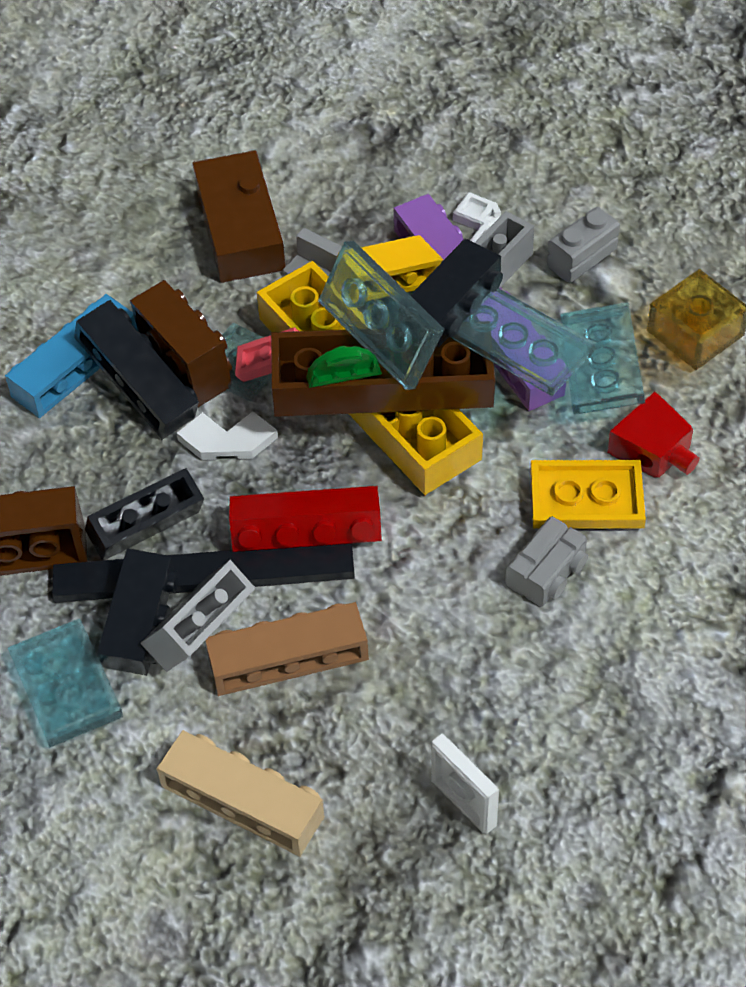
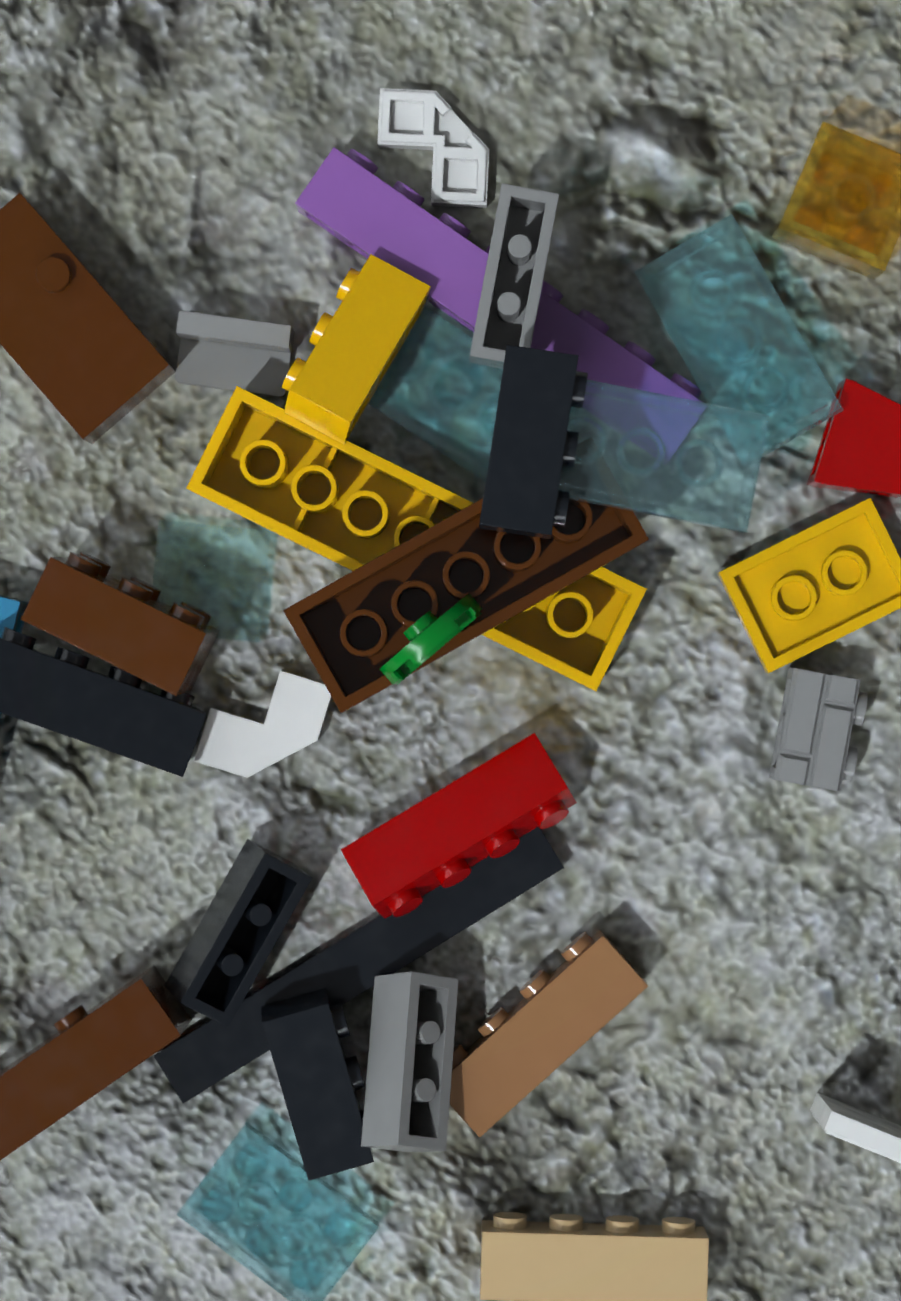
camera: 30 degrees left, 35 degrees up
(255, 358) = (262, 585): coral plate -> none
(380, 315) = (446, 539): clear light blue tile -> none
(583, 244) = (612, 123): light grey brick -> none

